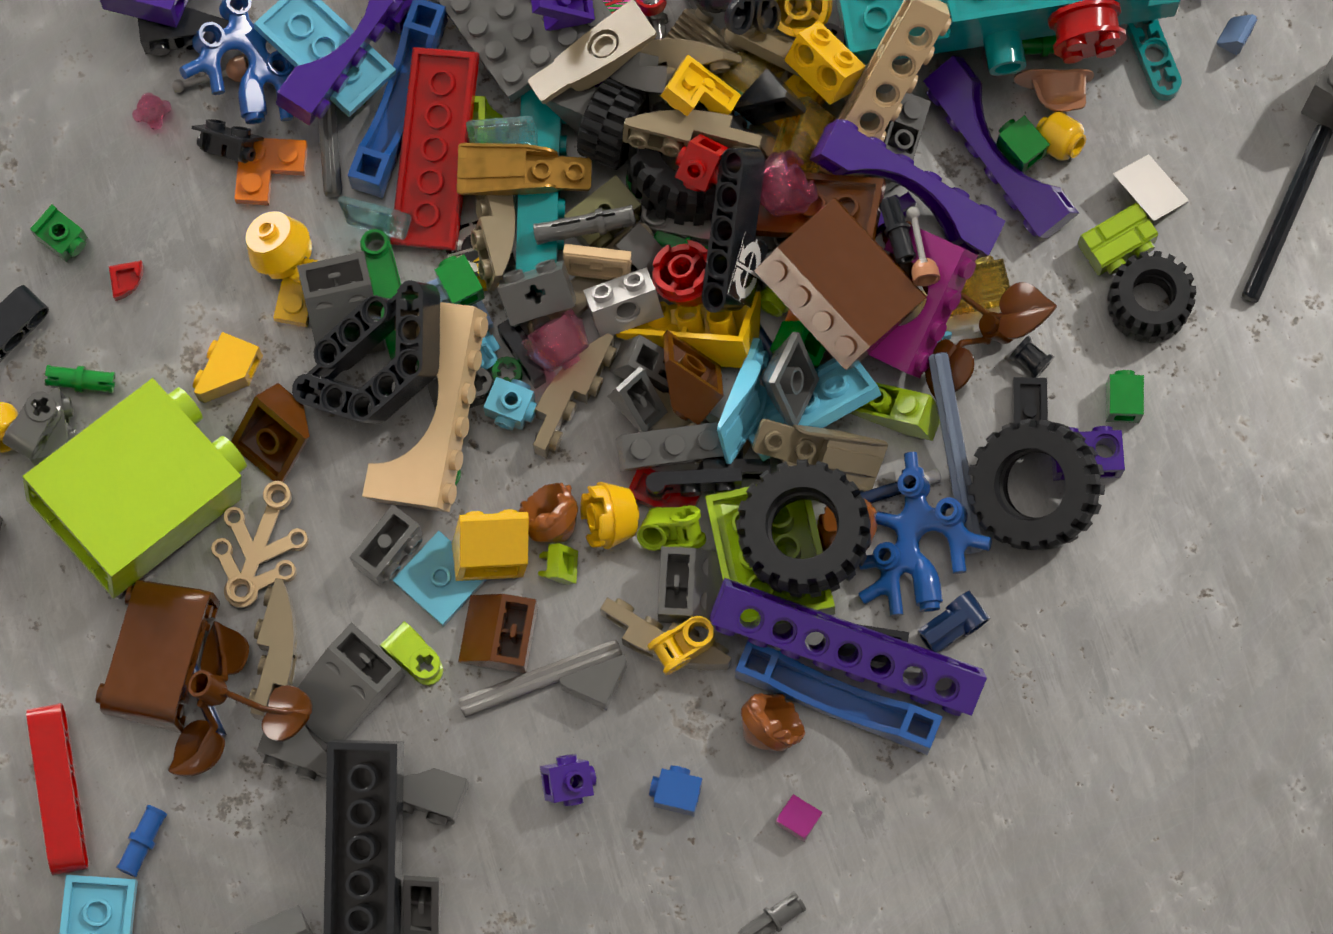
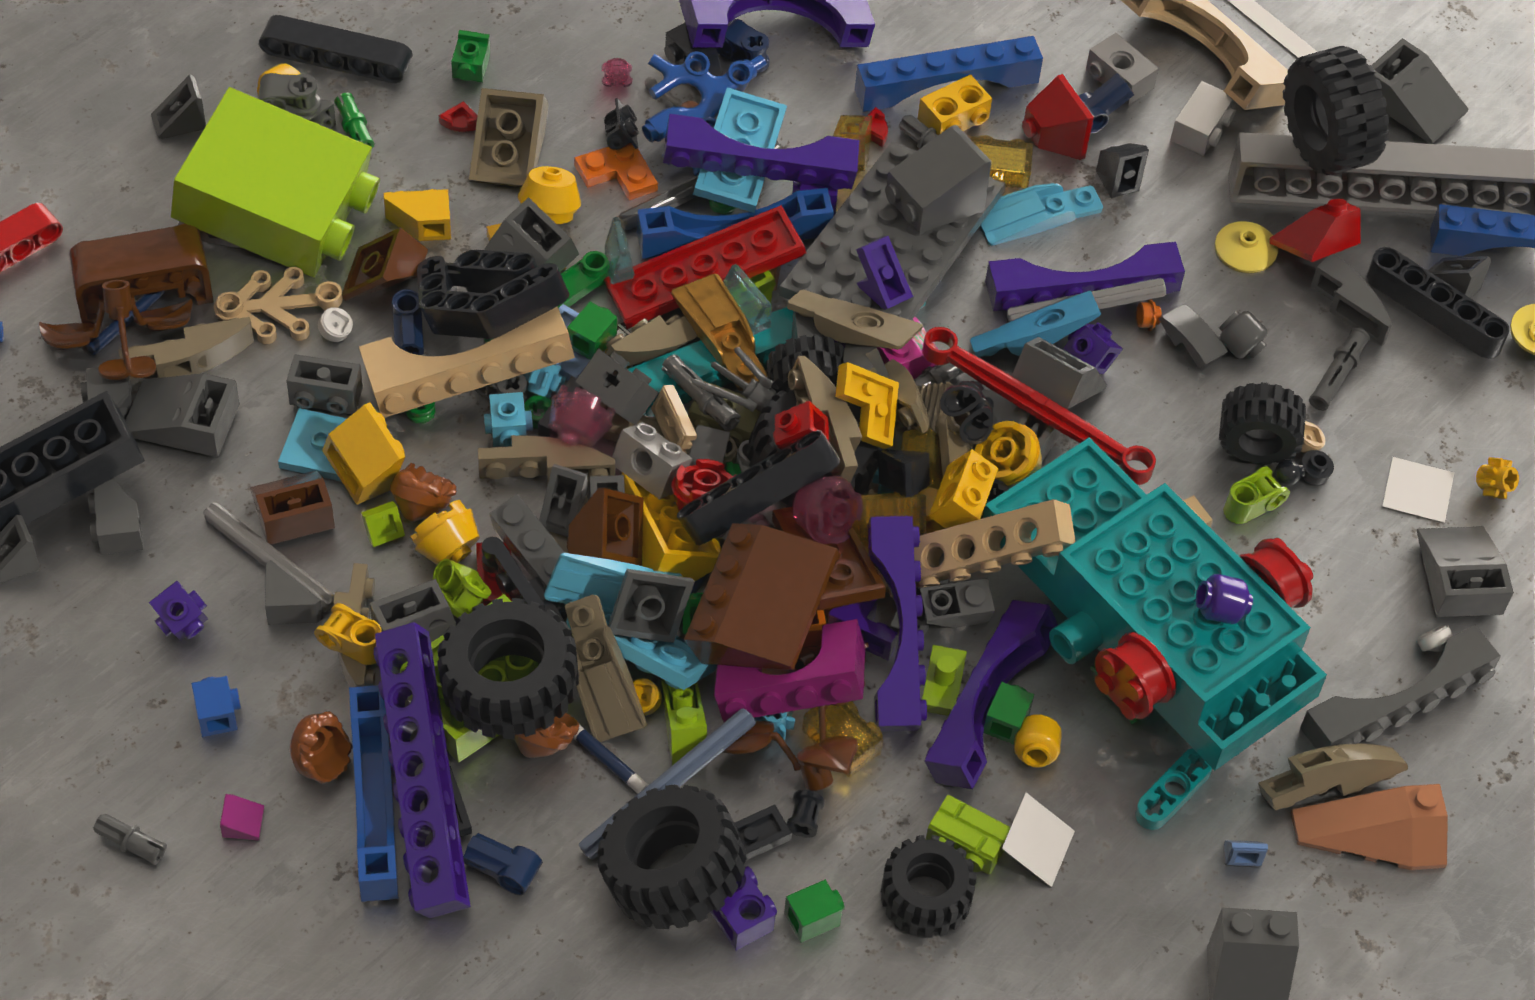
camera: 55 degrees right, 20 degrees down
(182, 248) = (508, 136): none -> dark tan slope
(313, 505) = (335, 324): none -> white tile
(355, 443) = (407, 324): none -> dark blue piece
(410, 651) = (238, 452): lime piece -> none
(614, 177) = (755, 392): none -> dark grey plant
(744, 278) = (717, 514): sticker -> none
(852, 424) = (648, 695): none -> yellow tile
(897, 230) = (841, 617): black axle -> none
(906, 557) = (590, 784): blue plant -> none
(924, 270) = (815, 652): hinge -> none
(960, 174) = (943, 679): none -> lime tile
(1057, 88) = (1082, 714): nougat piece -> none
(1287, 213) = (1094, 976): black axle -> none

